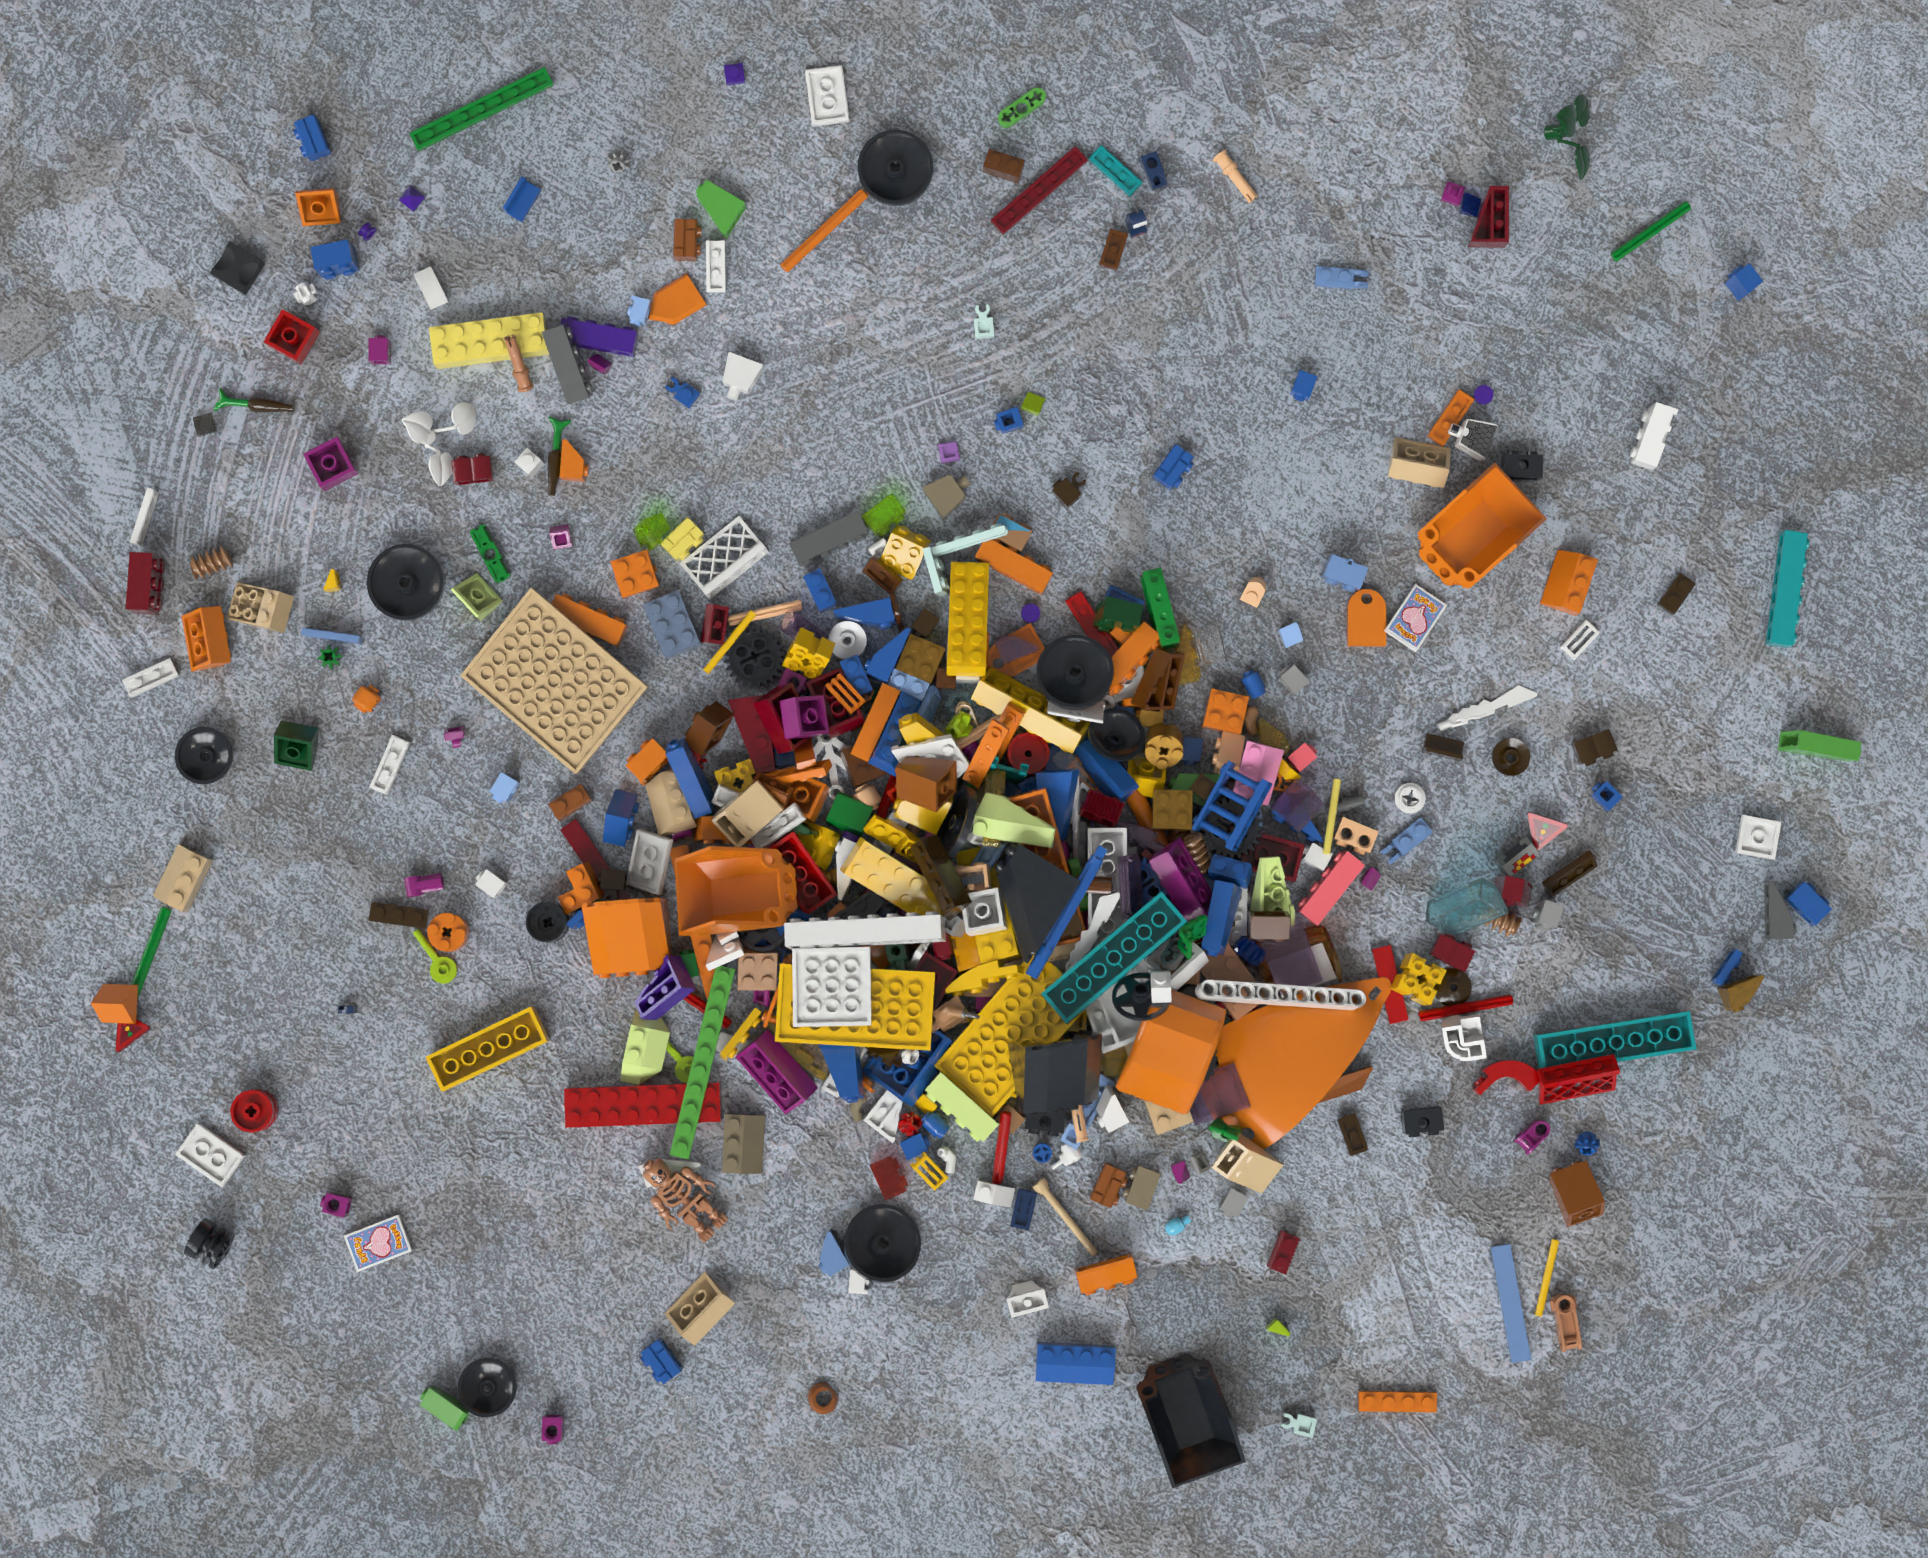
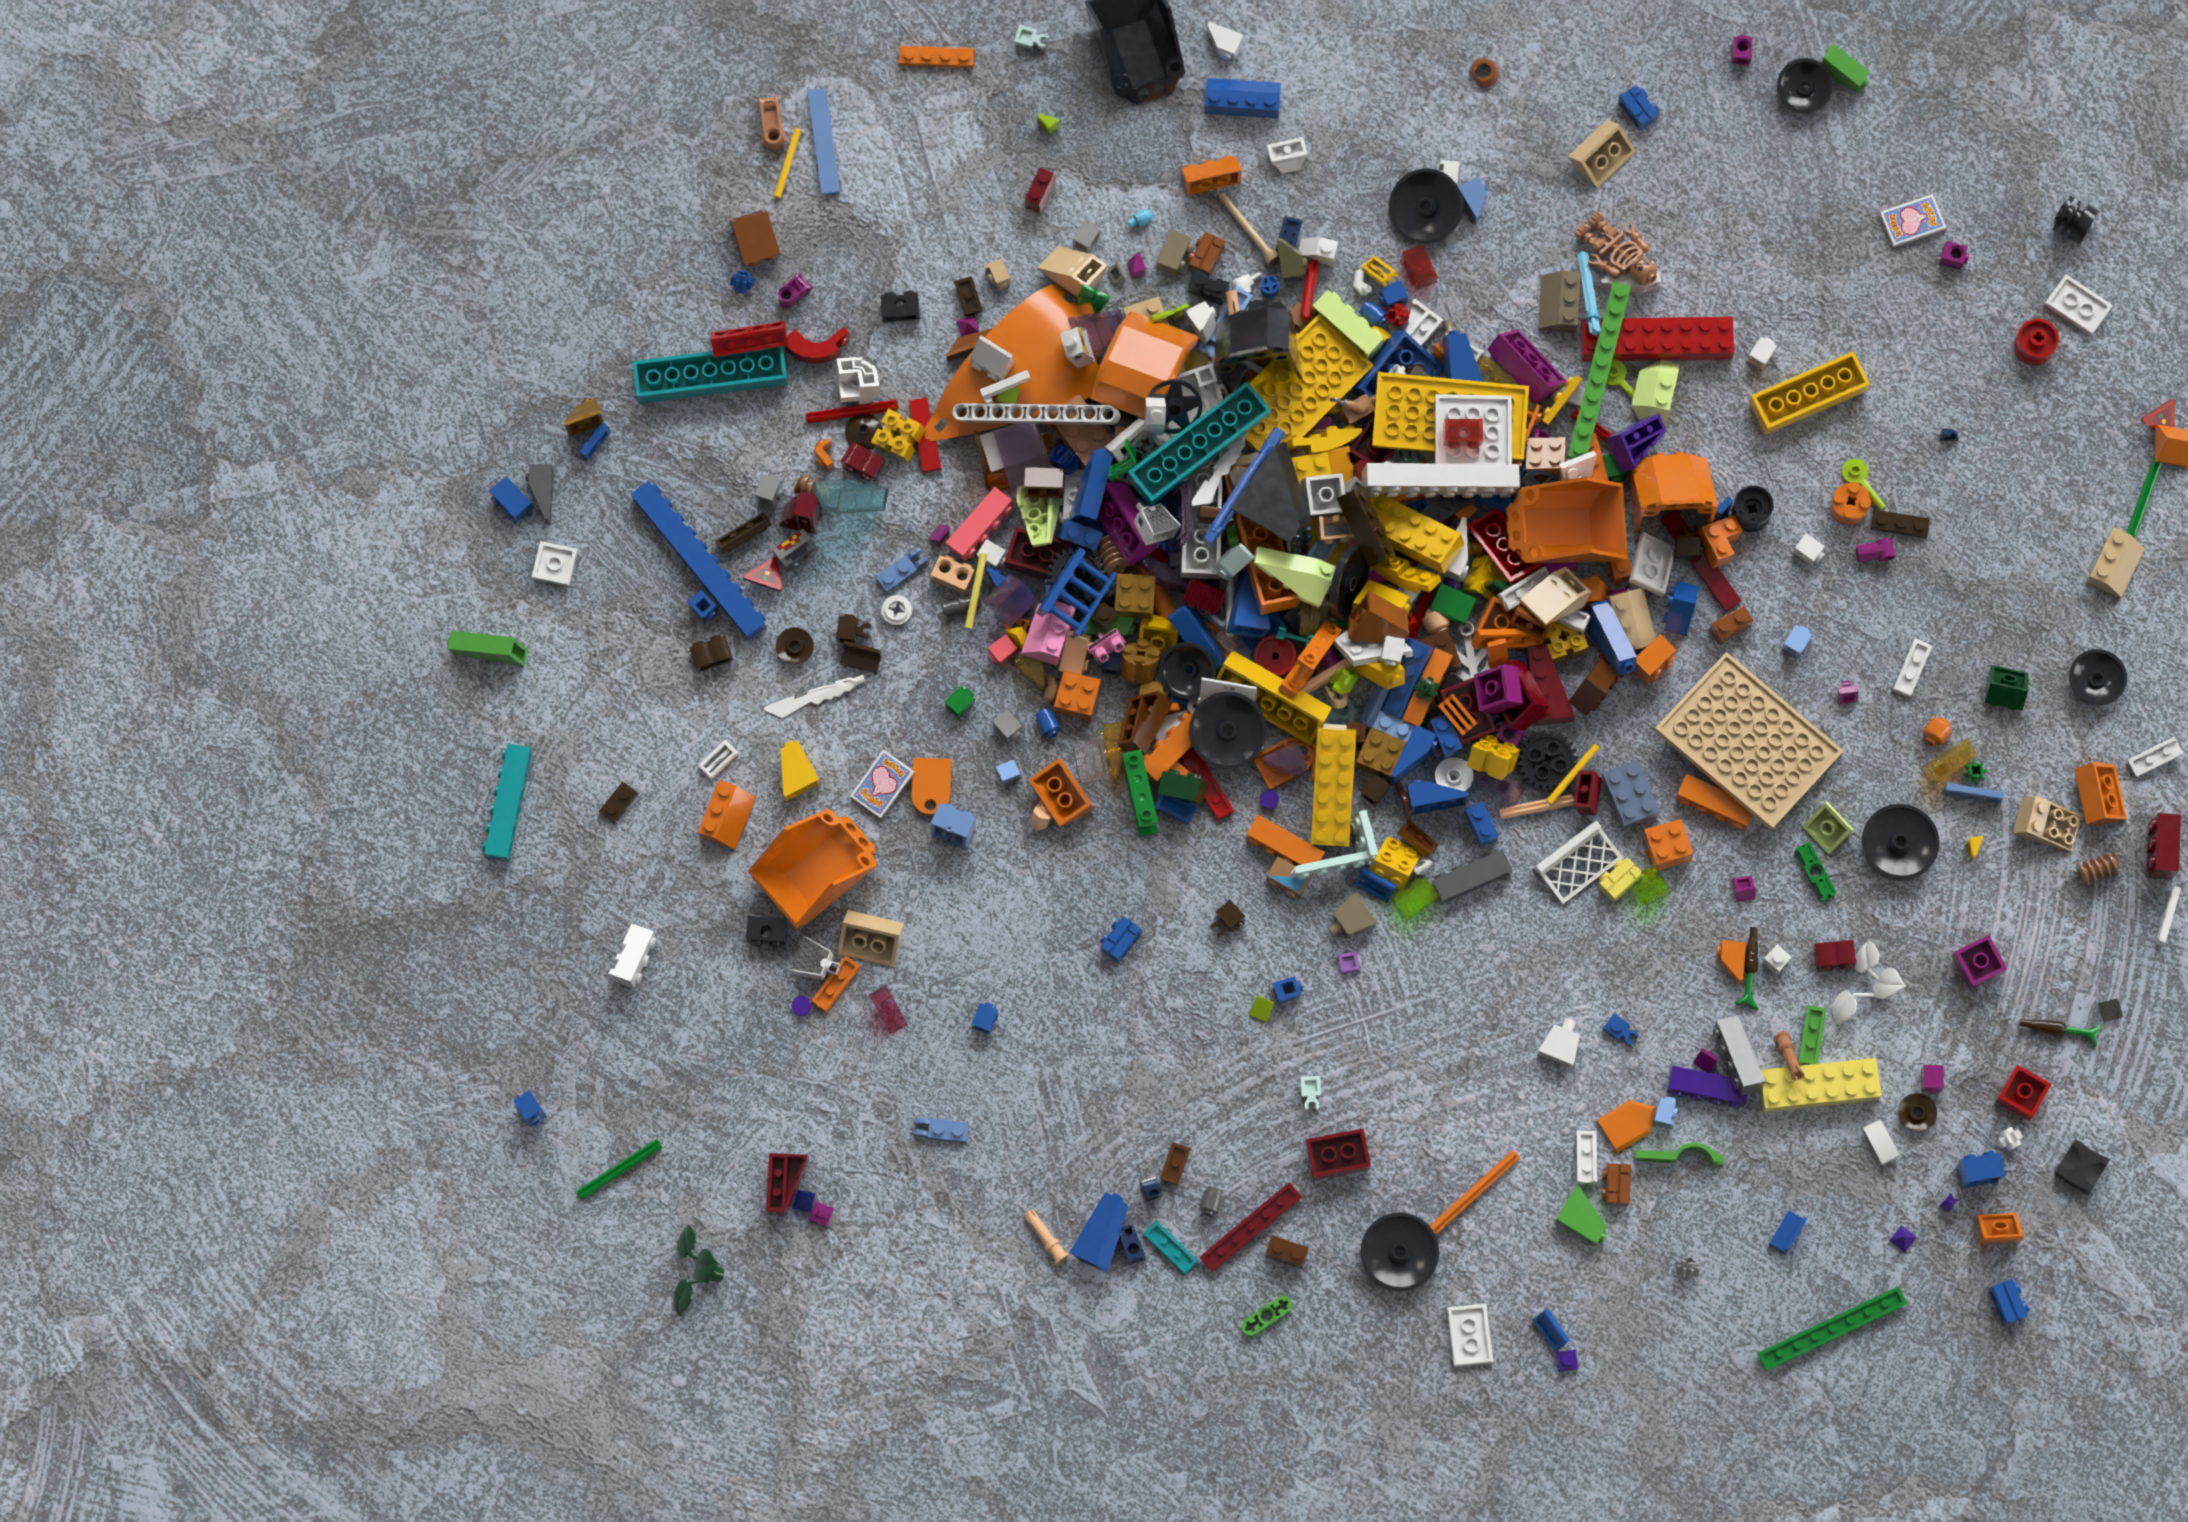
camera: 175 degrees left, 10 degrees down
(355, 665) = (1948, 762): none -> clear yellow slope
(388, 311) = (1920, 1103): none -> dark brown dish
(496, 390) = (1812, 1035): none -> bright green plate
(535, 1093) = (1762, 352): none -> white brick
(632, 268) = (1670, 1157): none -> bright green piece
(713, 1148) = (1589, 294): none -> medium azure axle
(749, 100) = (1551, 1330): none -> blue plate
(831, 987) = (1472, 427): none -> clear red brick
(876, 717) = (1429, 691): none -> dark green plant
(912, 745) = (1392, 650): none -> white brick
(924, 528) = (1376, 882): none -> blue tile
(956, 259) = (1338, 1154): none -> dark red brick
(1021, 1180) = (1291, 259): none -> olive slope
(1076, 836) = (1233, 561): none -> light aqua slope
(1077, 214) = (1211, 1201): none -> dark grey brick
(1094, 1424) = (1225, 41): none -> white slope
(1113, 1153) = (1217, 288): none -> black brick
(1137, 1119) = (1175, 313): none -> lime piece
(1156, 874) = (1155, 523): none -> torso
(1183, 177) = (1100, 1235): none -> blue slope
(1199, 760) = (1106, 644): none -> bright pink hips
(1237, 610) = (1061, 793): none -> orange slope
(1240, 1071) = (1077, 344): none -> white torso
(1309, 1020) = (1009, 396): none -> lime tile
(1322, 1158) = (998, 274): none -> tan brick
(1329, 1053) = (991, 359): none -> white slope
(1332, 1016) = (1004, 385): none -> white hinge
(1341, 703) = (960, 701): none -> green brick
(1350, 1103) = (968, 325): none -> magenta slope
(1399, 392) = (888, 1009): none -> clear pink slope
(1457, 775) = (849, 629): none -> dark brown brick
(1492, 954) = (822, 457): none -> orange bracket
(1502, 629) = (796, 771): none -> yellow slope
(1613, 844) = (698, 560): none -> blue brick

